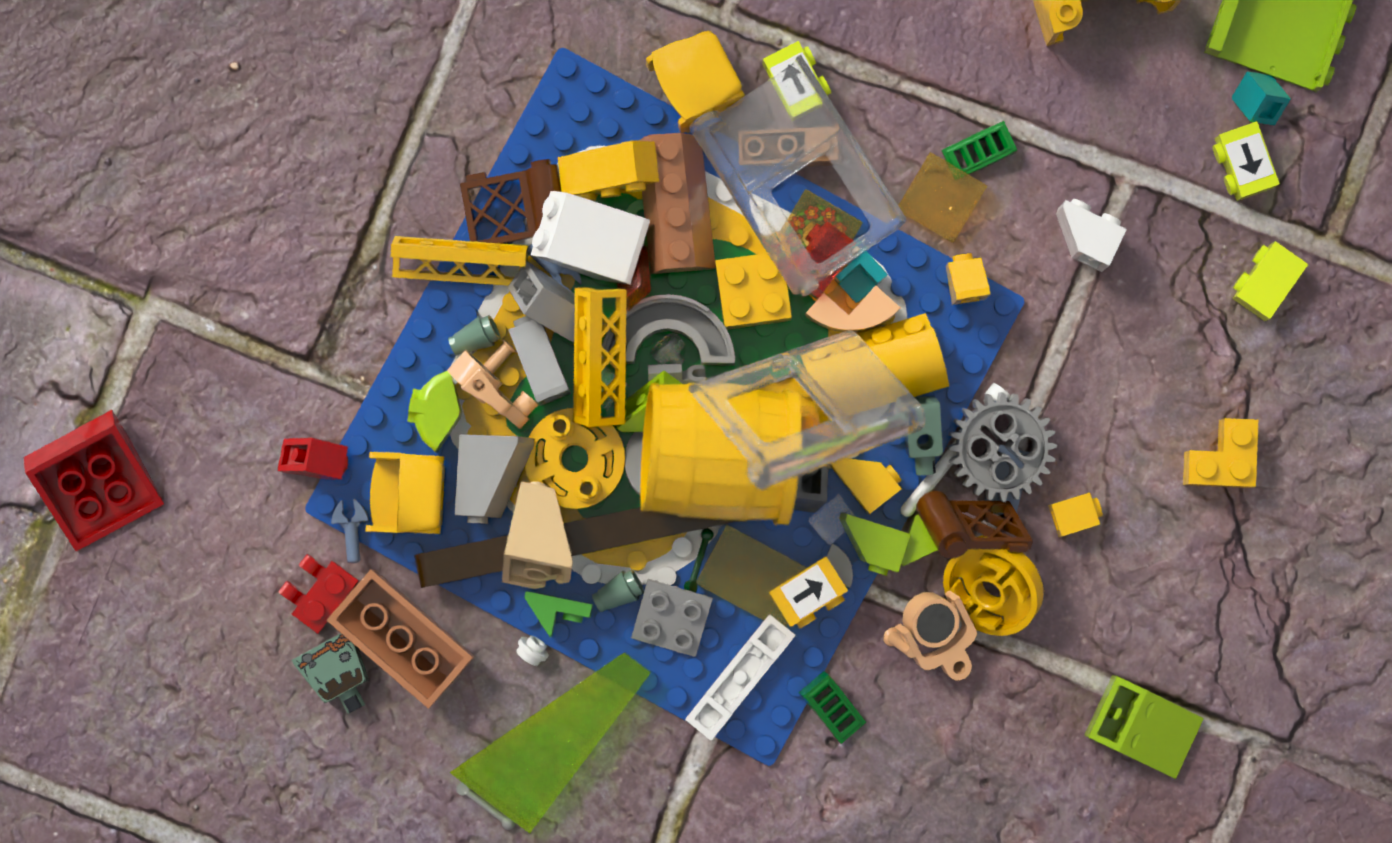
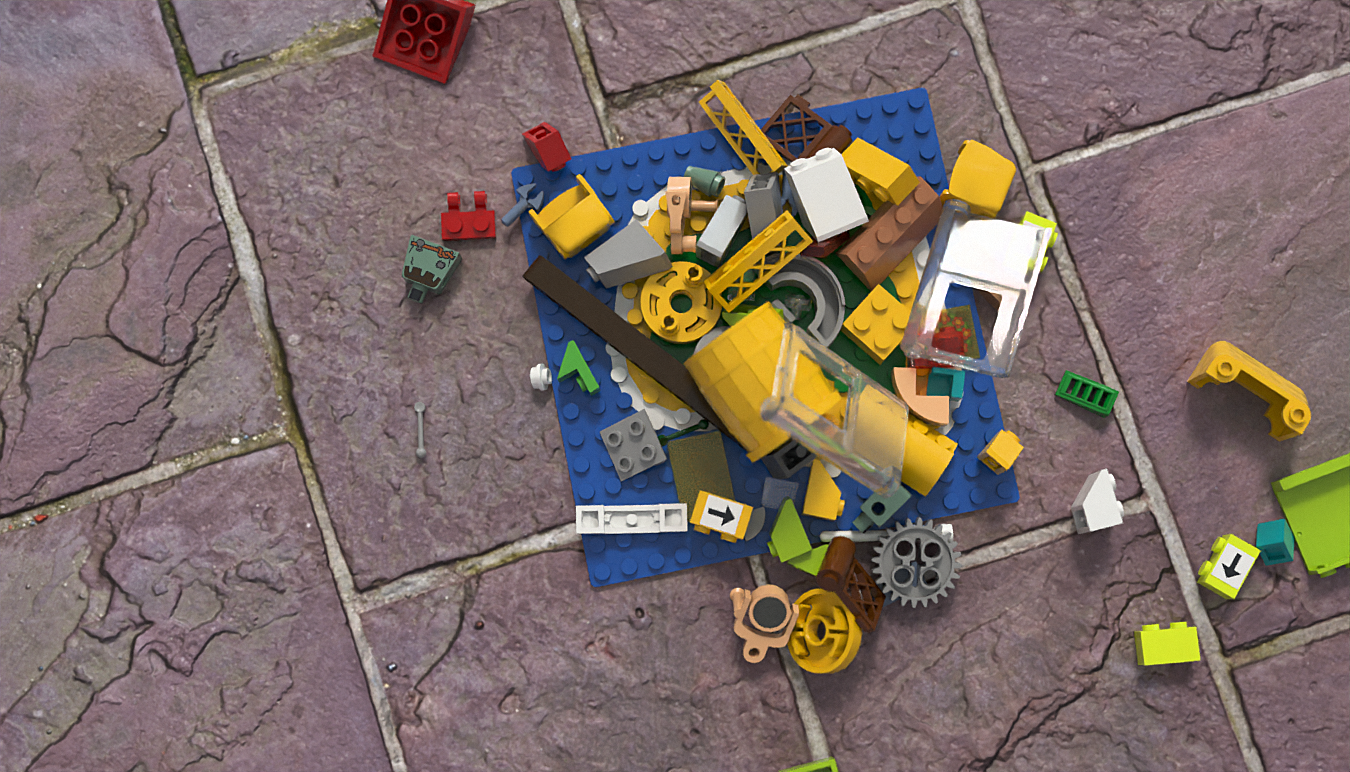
camera: 50 degrees right, 5 degrees down
(400, 638) = (480, 289): nougat slope -> none
(435, 410) = (639, 194): lime piece -> none
(536, 540) = (608, 316): tan slope -> none
(540, 756) = (483, 437): clear neon green wing -> none
(619, 591) = (622, 399): sand green cone -> none
(818, 685) = (664, 572): green slope -> none
(942, 197) = (1038, 394): clear yellow tile -> none
(1075, 514) = (913, 645): yellow brick -> none
(1233, 463) = (1032, 719): yellow brick -> none

